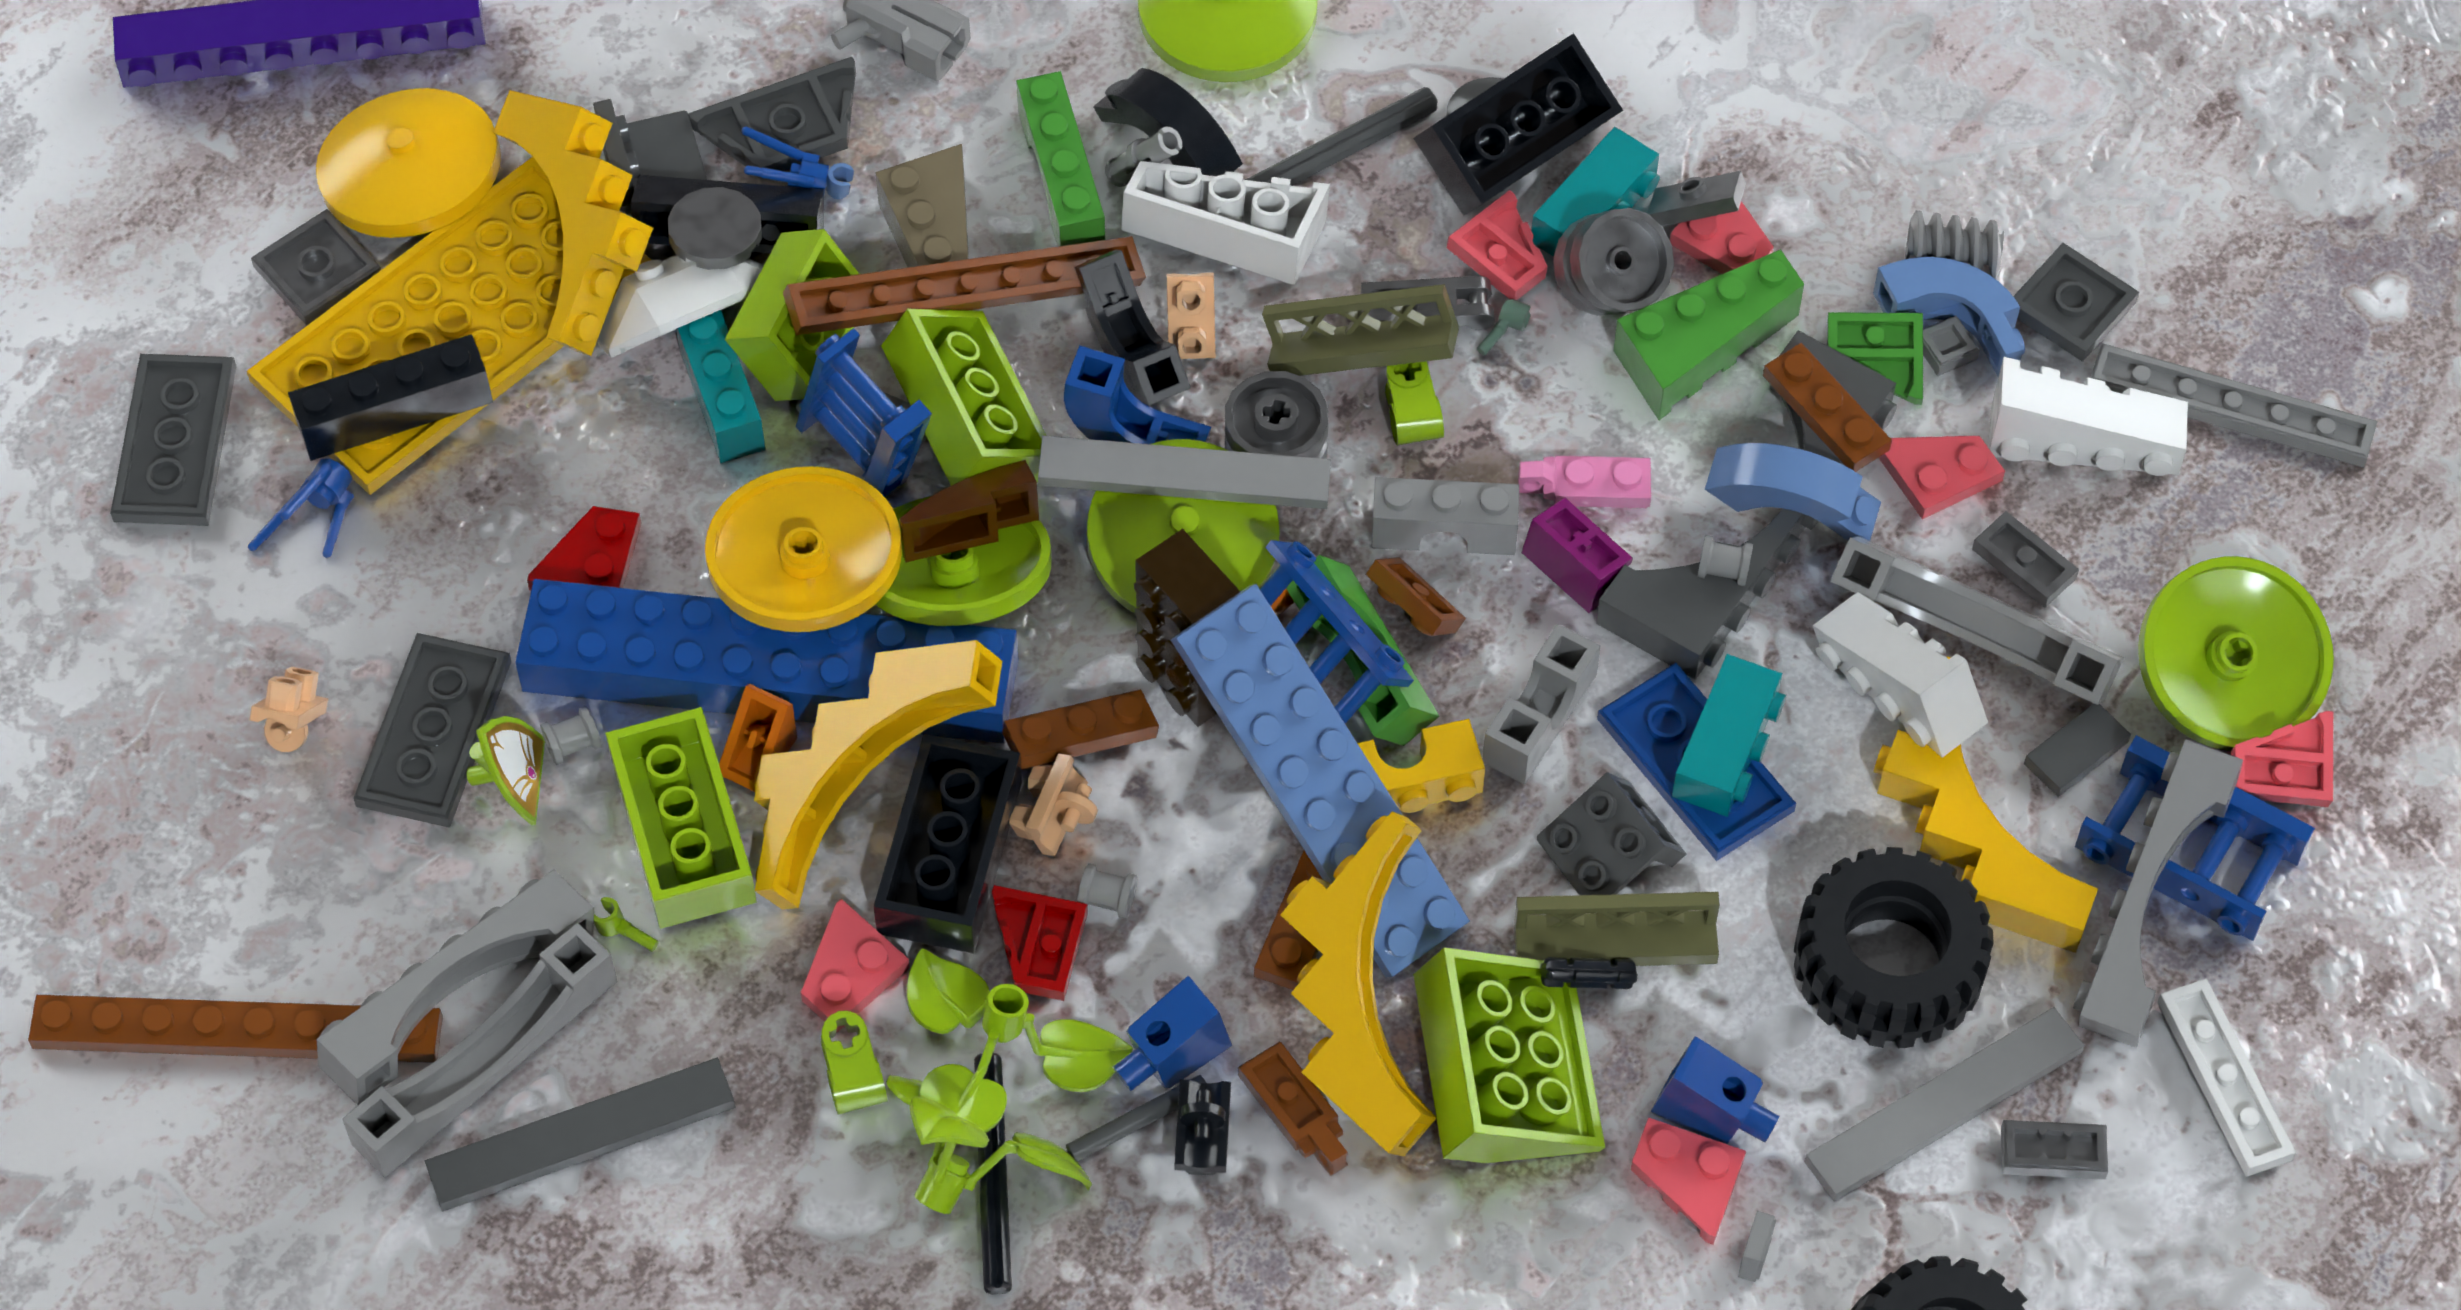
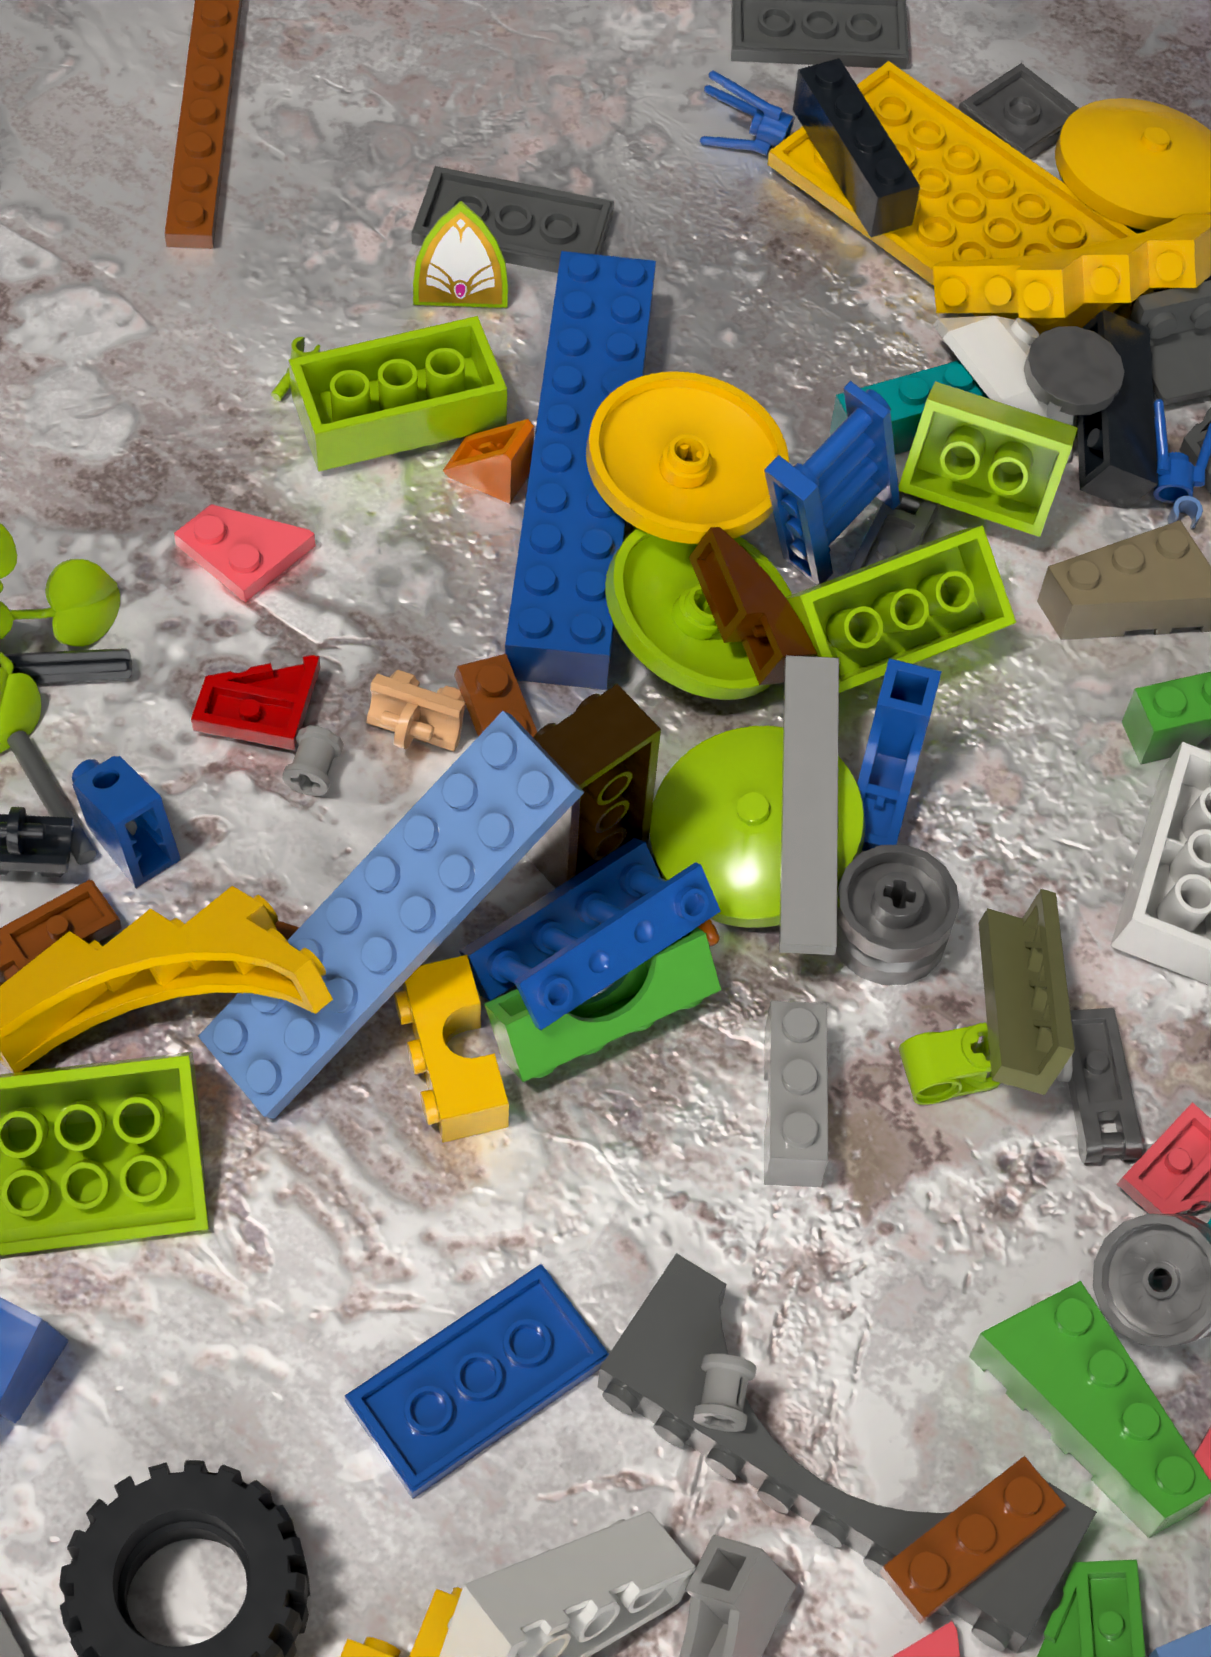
camera: 85 degrees right, 0 degrees up
(289, 708) = (516, 106): light nougat hips -> none
(365, 1046) = (150, 163): light grey arch -> none
(409, 1114) = (218, 311): light grey arch -> none
(571, 735) = (496, 310): light grey bush -> none
(579, 1134) = (78, 349): dark grey tile -> none
(593, 551) = (708, 330): red wing -> none
(849, 739) = (468, 510): yellow arch -> none
(852, 1071) = (122, 538): lime piece -> none
(947, 994) = (60, 613): lime plant -> none
(948, 286) = (1039, 600): dark orange plate -> none
(948, 843) = (362, 610): black brick -> none
(1123, 330) = (988, 784): black arch -> none
(1191, 314) = (1042, 827): light nougat hips -> none
(1406, 588) = (687, 1063): dark orange plate -> none
(1513, 315) = (1096, 1177): sand green hand -> none
(1531, 723) = (498, 1171): light grey arch -> none
(1574, 553) = (757, 1237): magenta hinge -> none
(1588, 973) = (183, 1238): black axle -> none
(1589, 480) = (867, 1268): bright pink hinge -> none
(1608, 838) = (366, 1275): dark grey bracket -> none
(1636, 927) = (238, 1278): olive fence -> none
(1729, 736) = (488, 1401): teal brick -> none
(1795, 480) = (846, 1501): medium blue arch -> none

